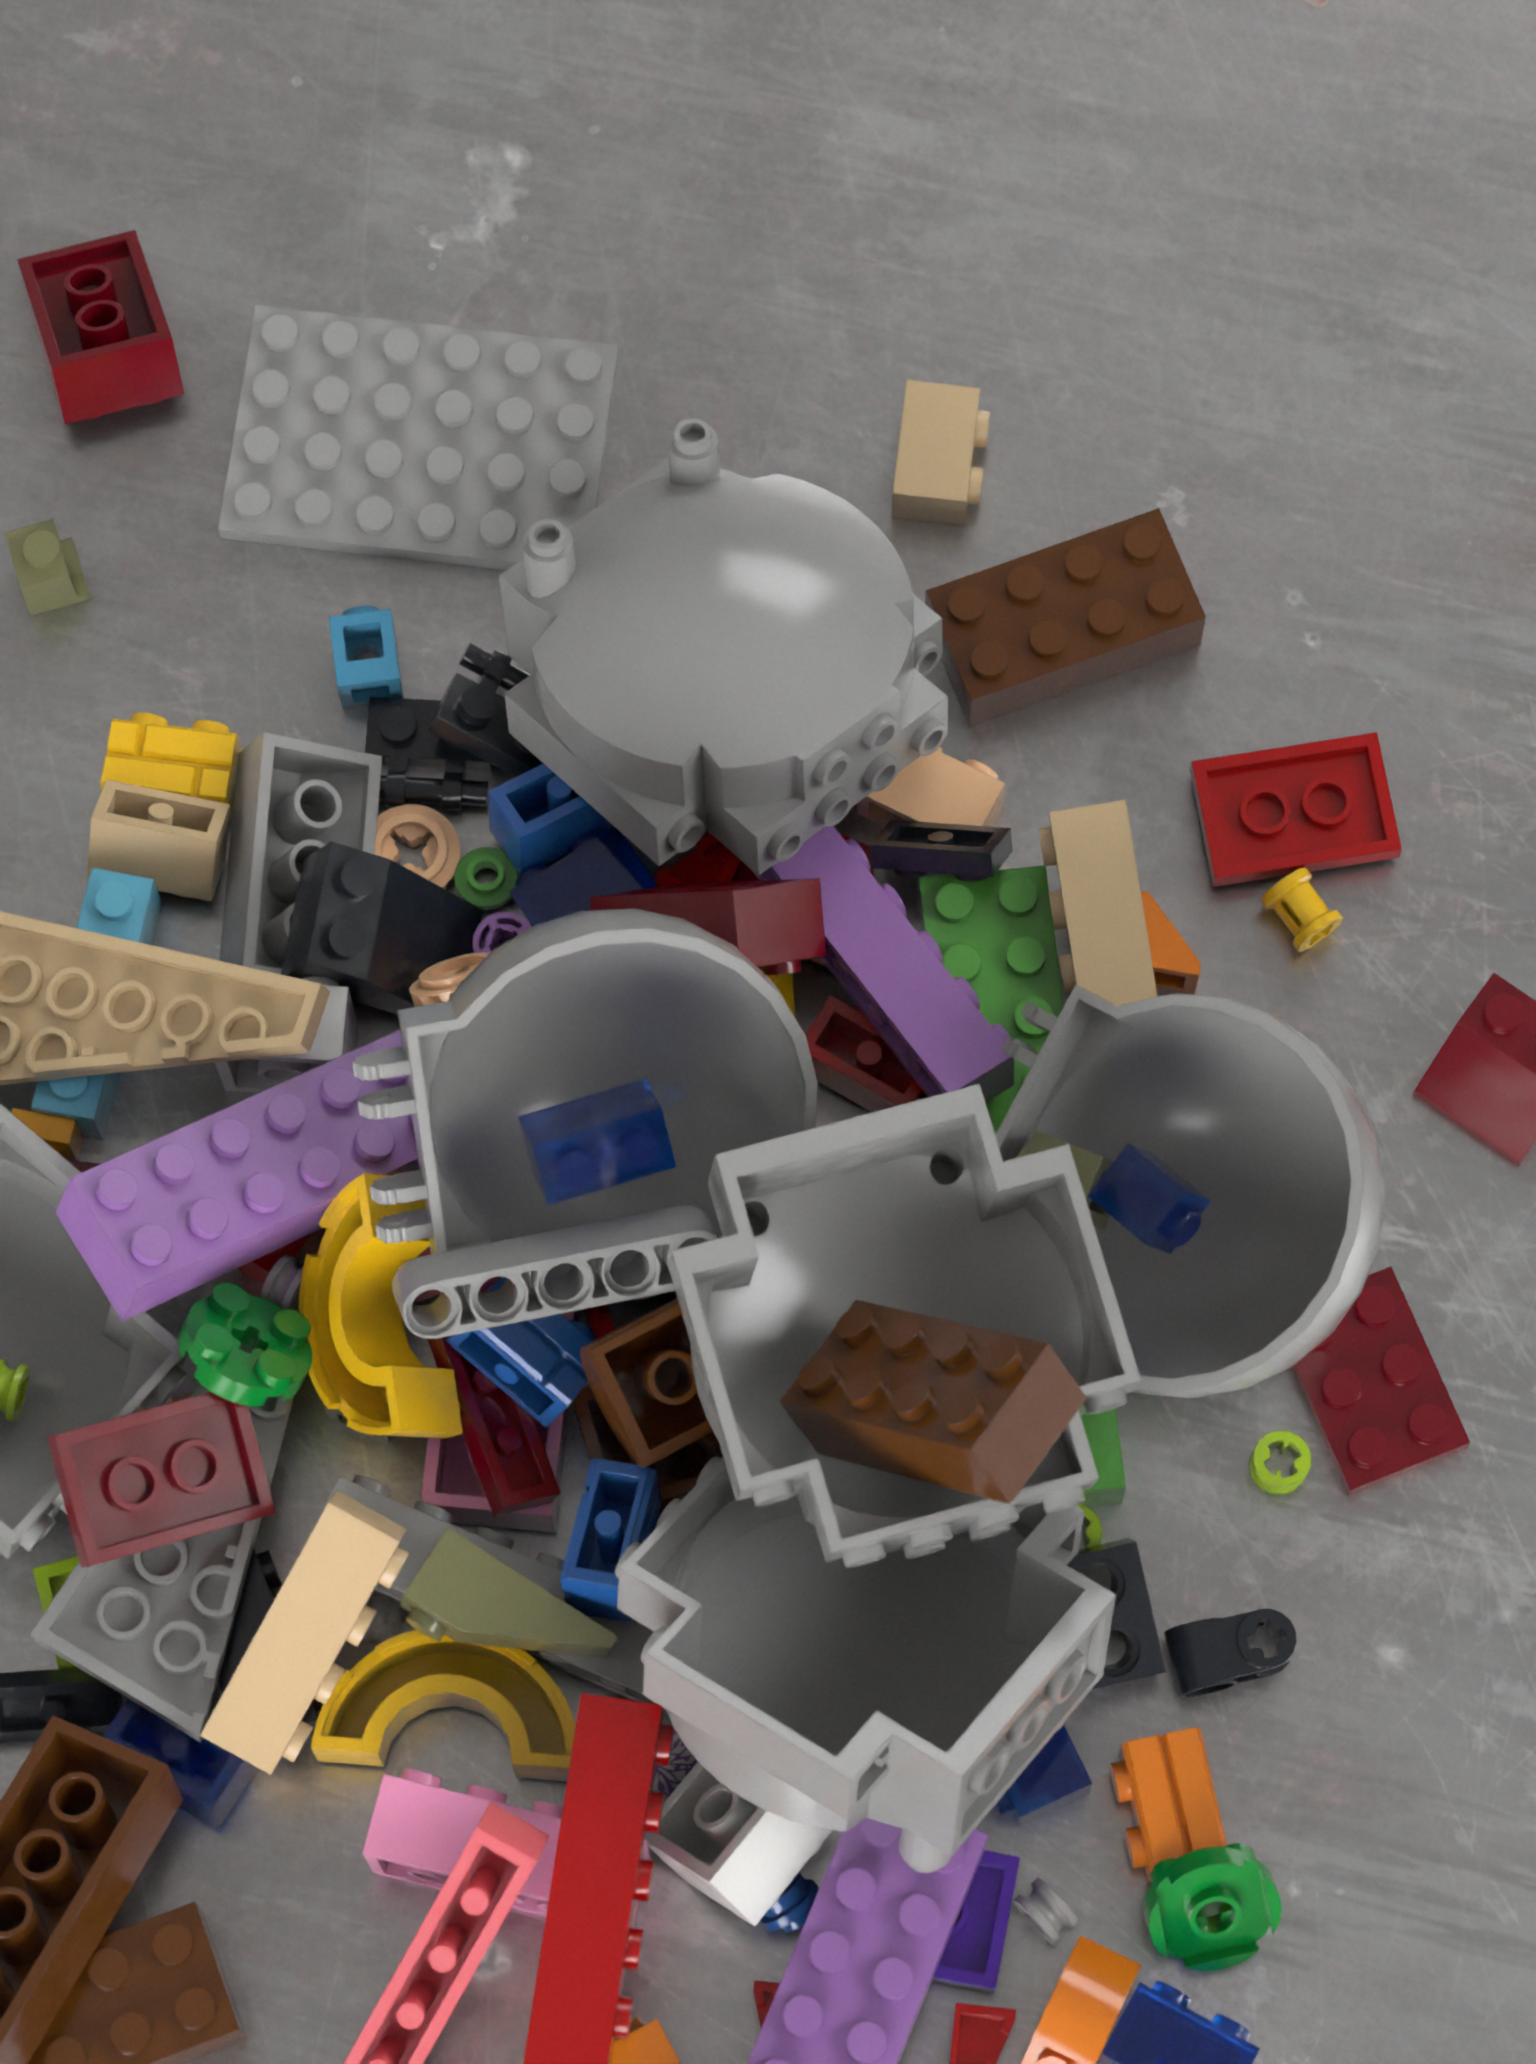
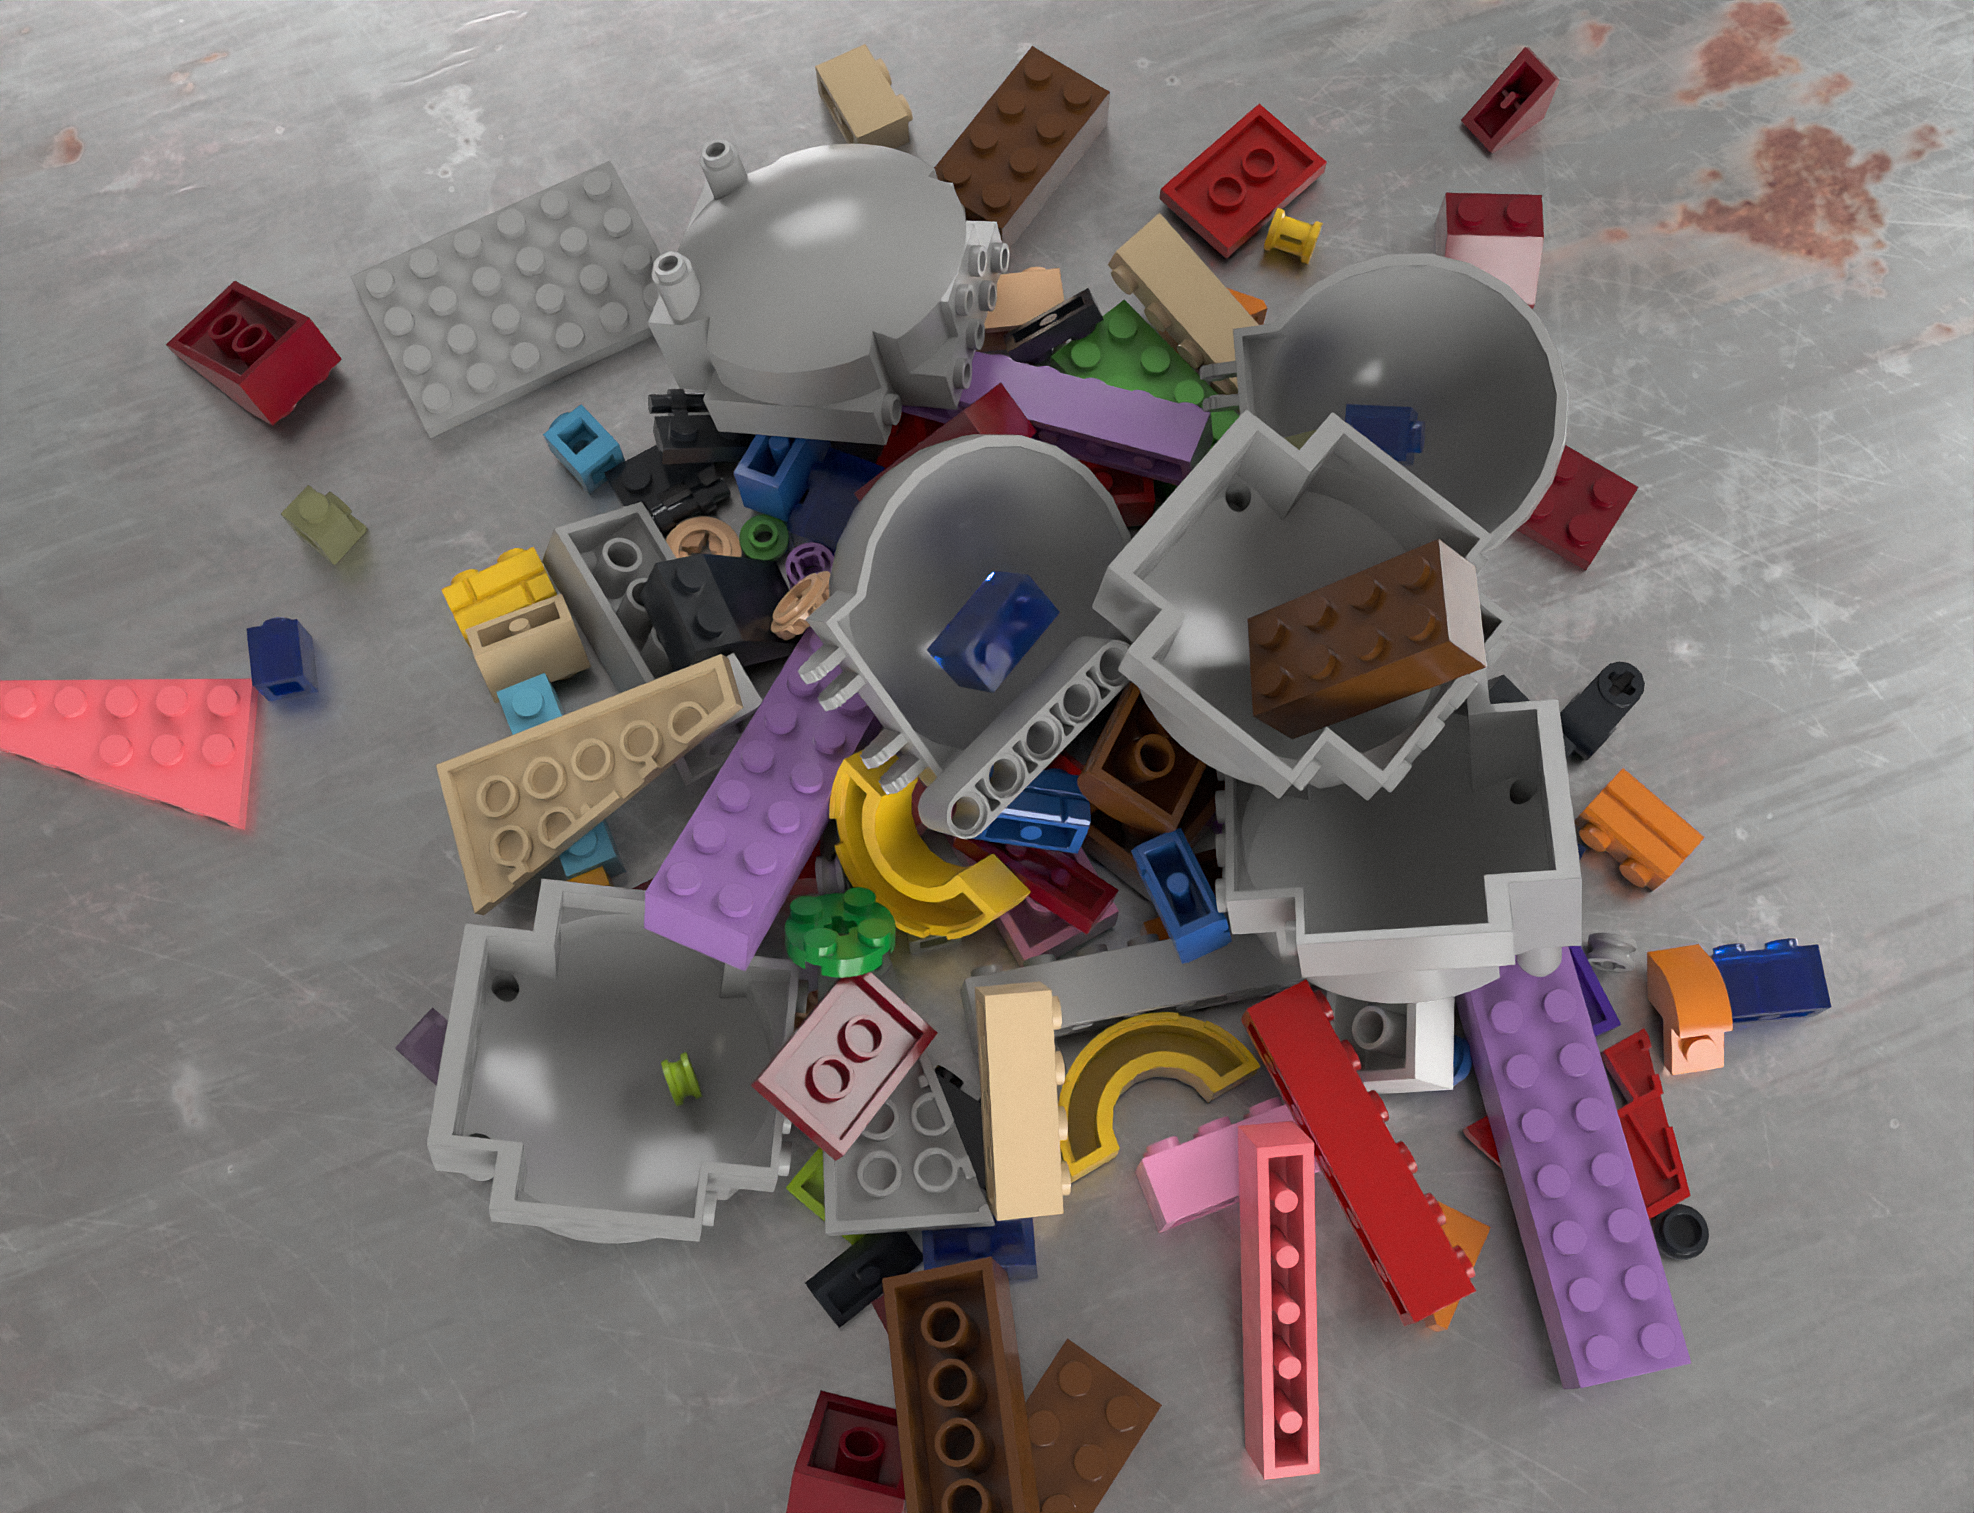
camera: 35 degrees left, 0 degrees up
(488, 1603) = (1123, 994): olive slope -> none
(1204, 1877) = (1715, 875): green plate -> none
(1261, 1454) = (1518, 577): lime bush -> none

